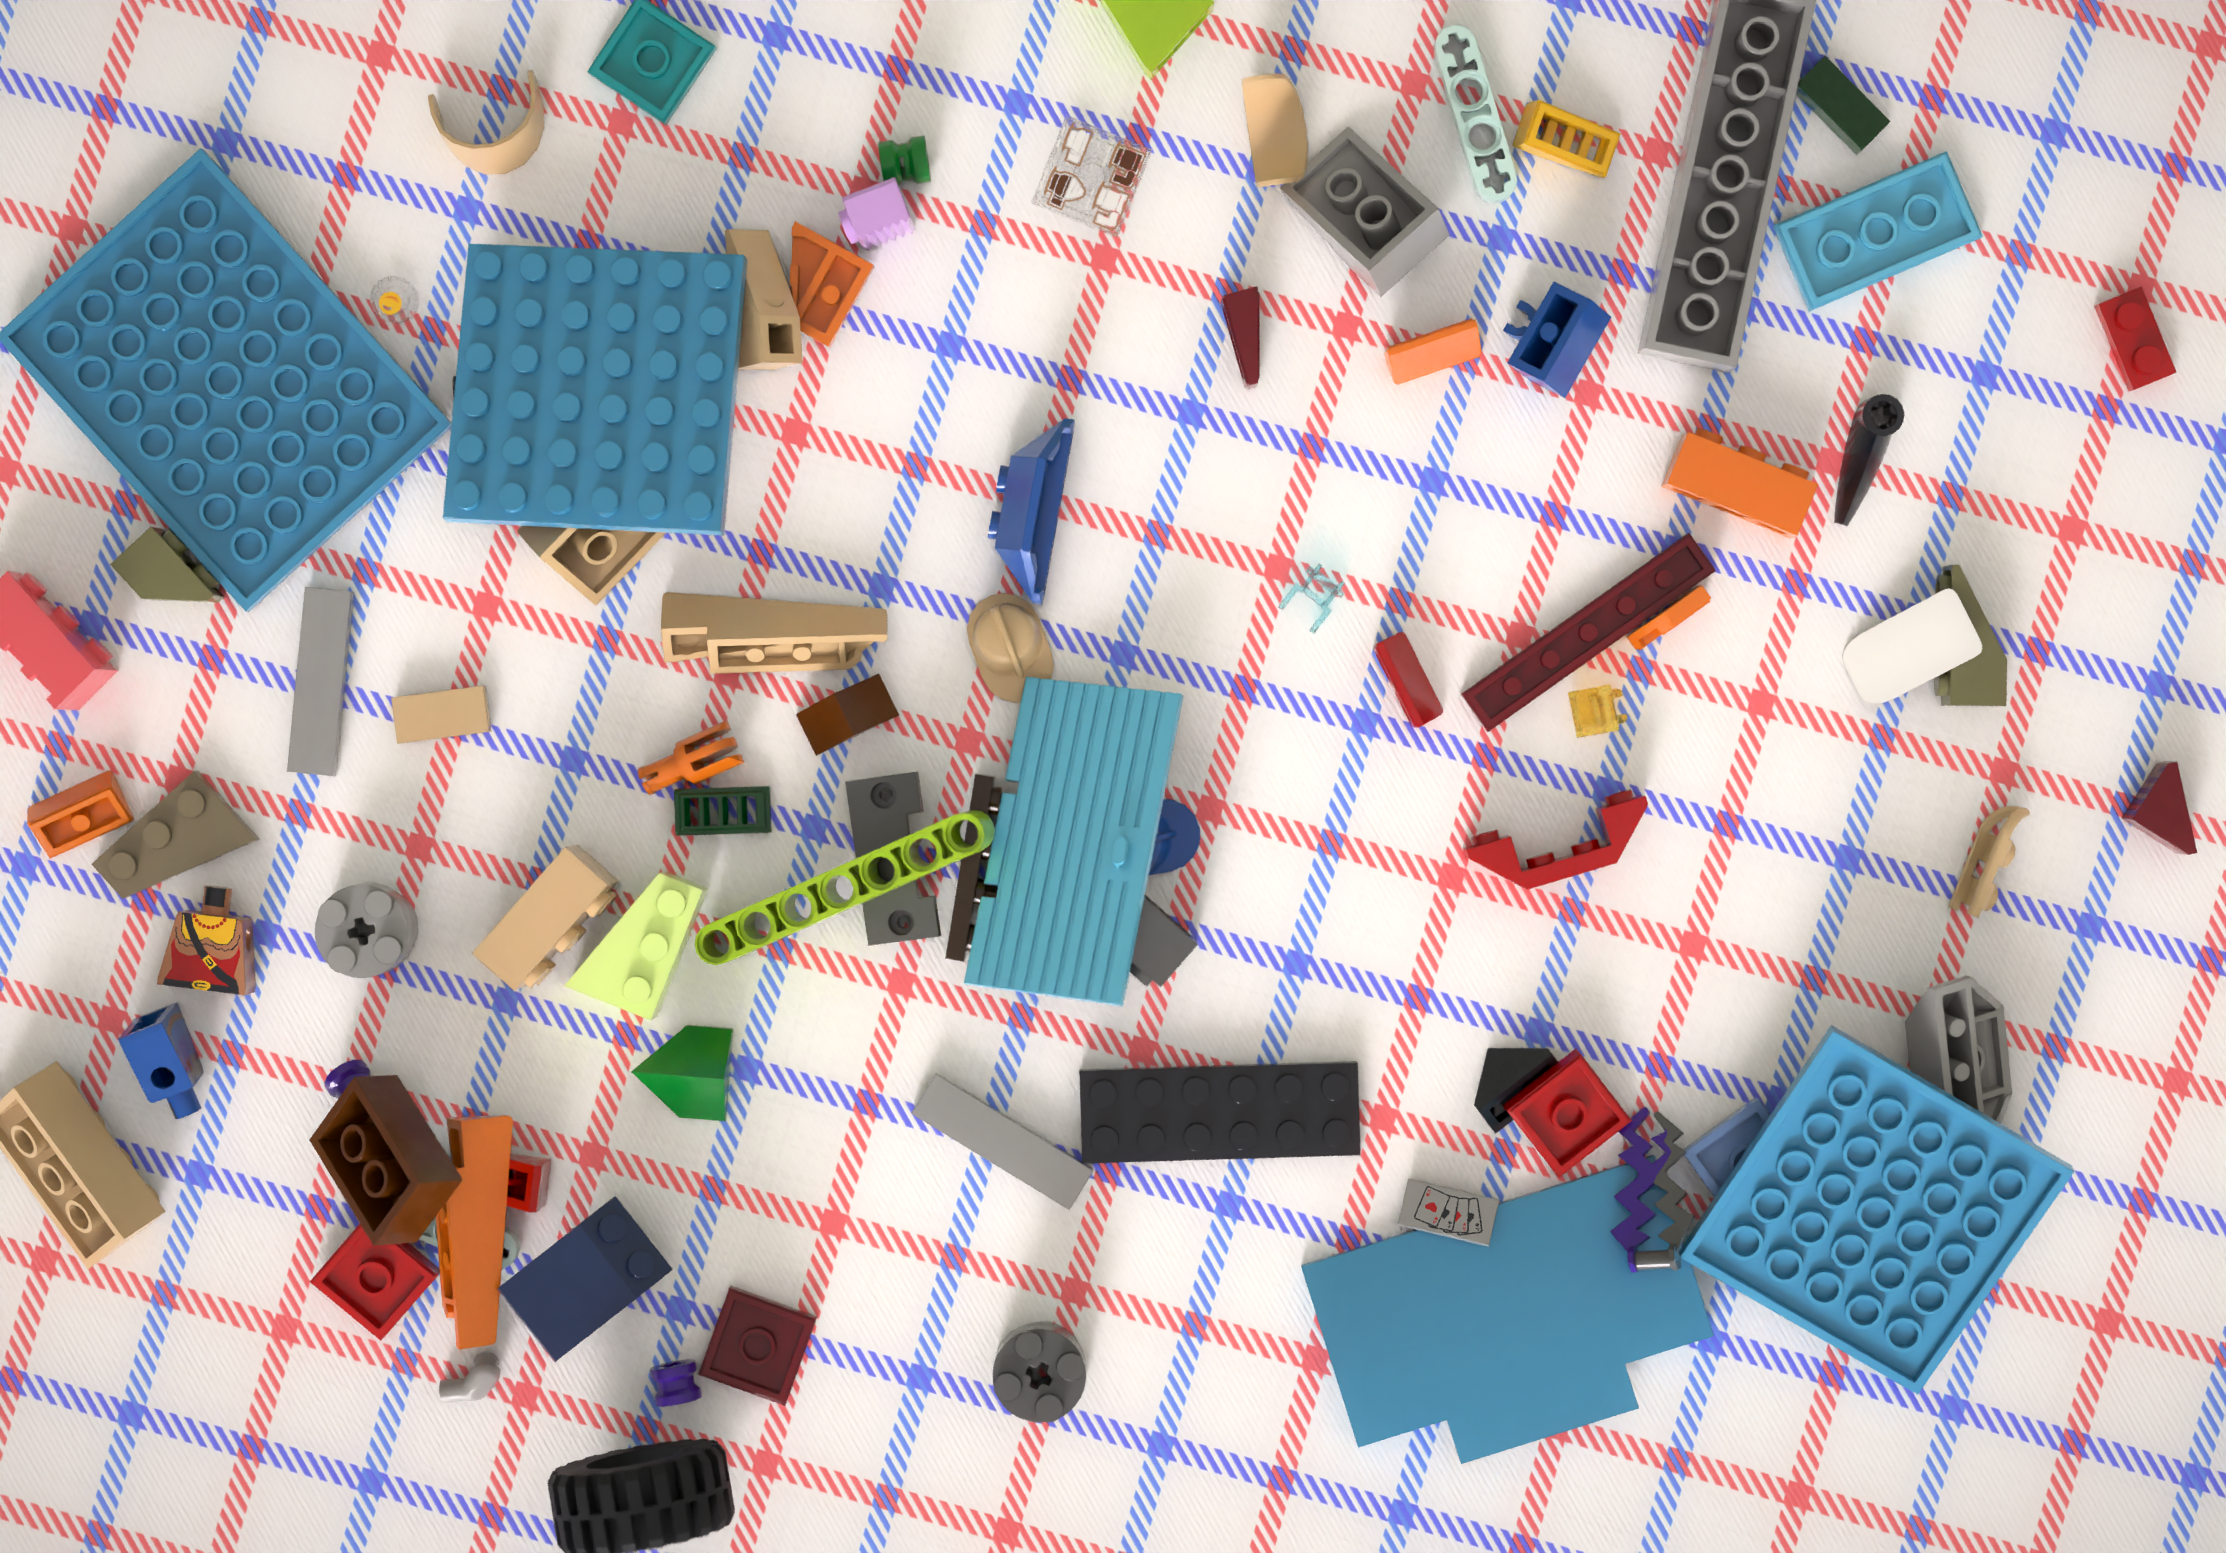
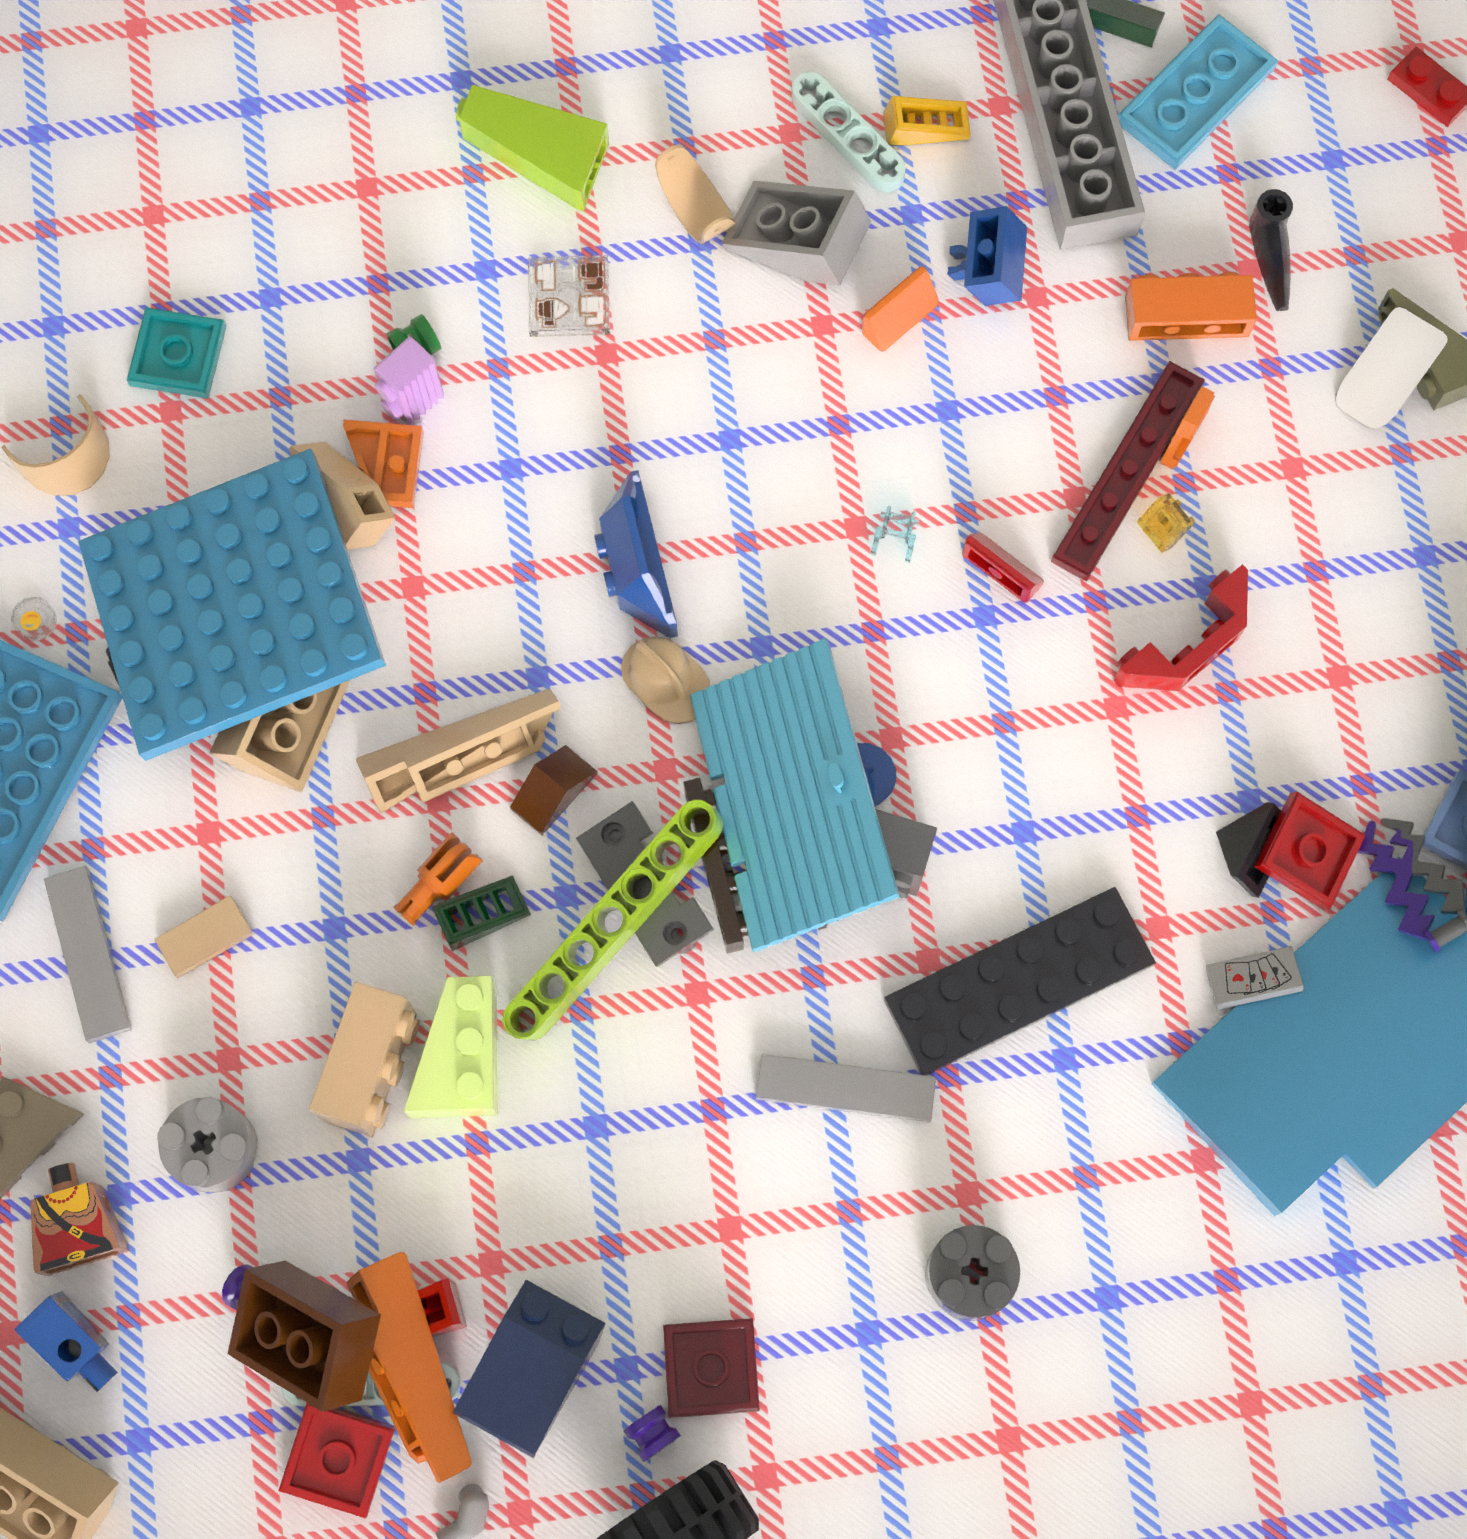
camera: 25 degrees left, 15 degrees down
(691, 1072) = (549, 1148): green slope -> none
(1243, 324) = (739, 350): dark red slope -> none

